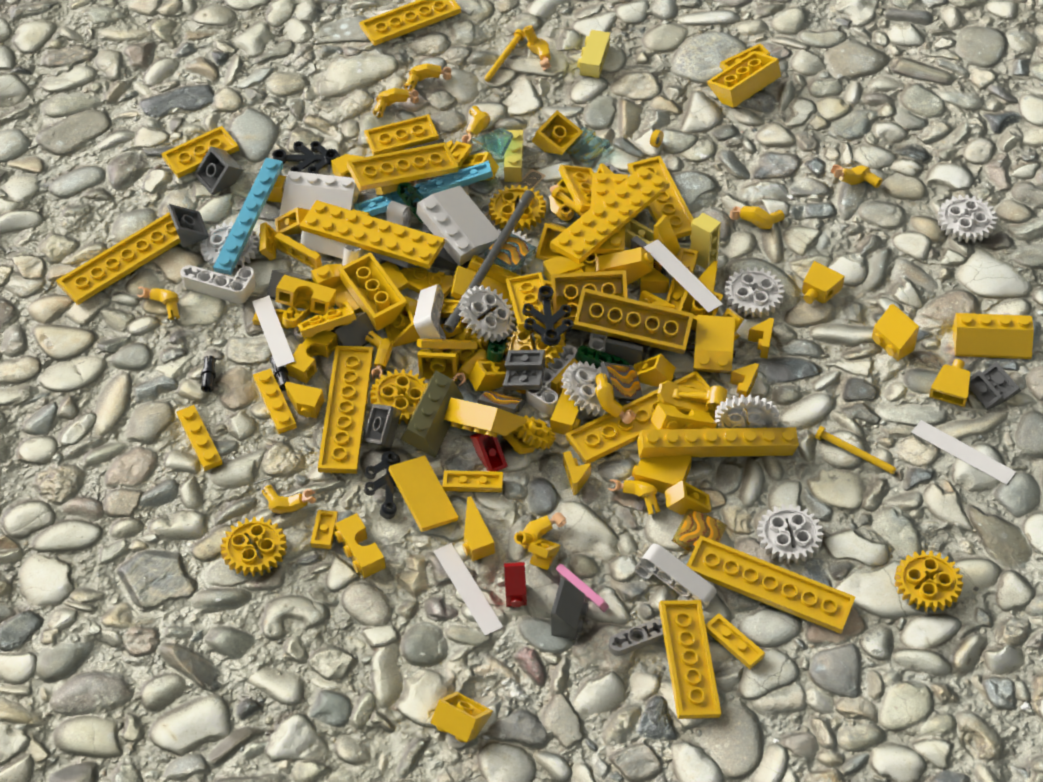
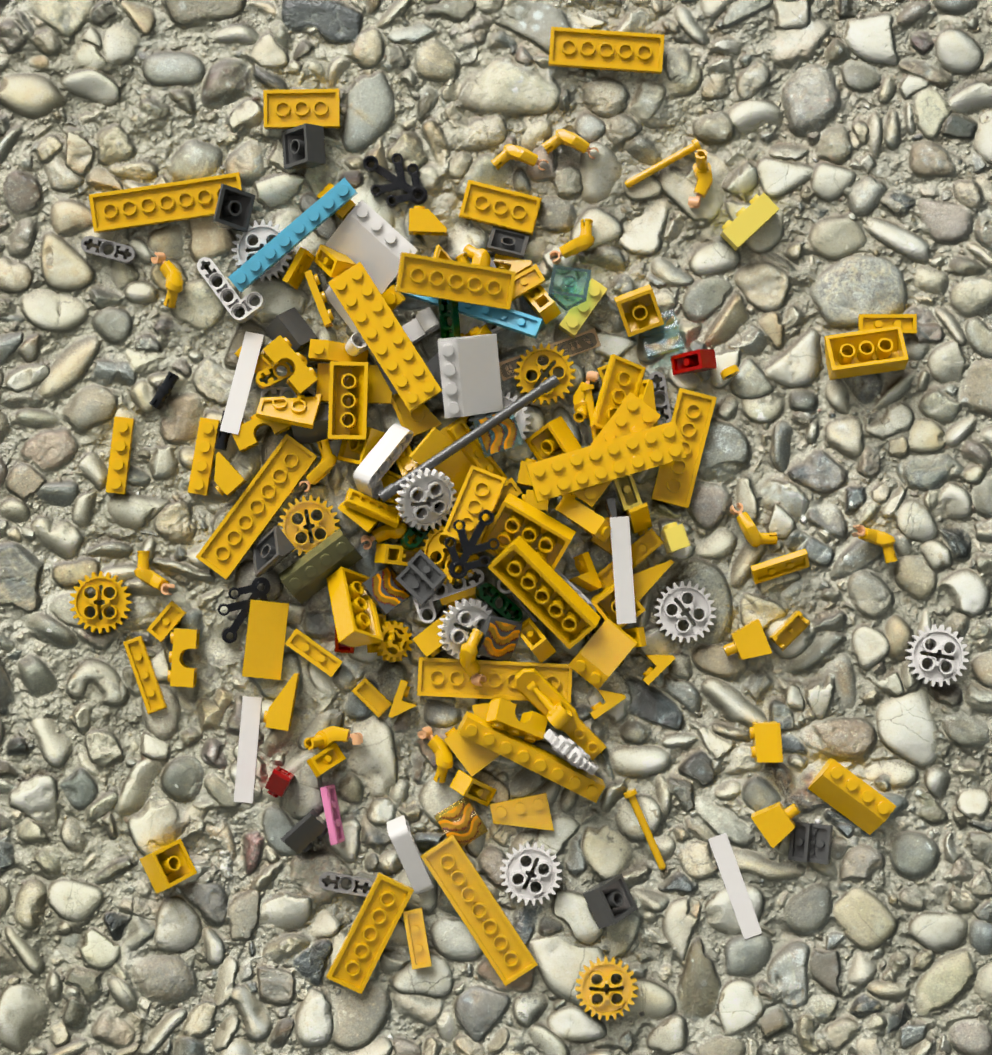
camera: 35 degrees right, 35 degrees up
(89, 306) = (123, 248): none -> light grey beam
(332, 582) = (145, 674): none -> yellow tile
(548, 488) = (371, 697): none -> yellow tile
(624, 145) = (693, 361): none -> red slope
(745, 495) = (523, 812): none -> yellow wing
(800, 227) = (780, 566): none -> yellow plate
(845, 260) = (789, 630): none -> yellow hinge
(872, 516) = (610, 901): none -> dark grey slope

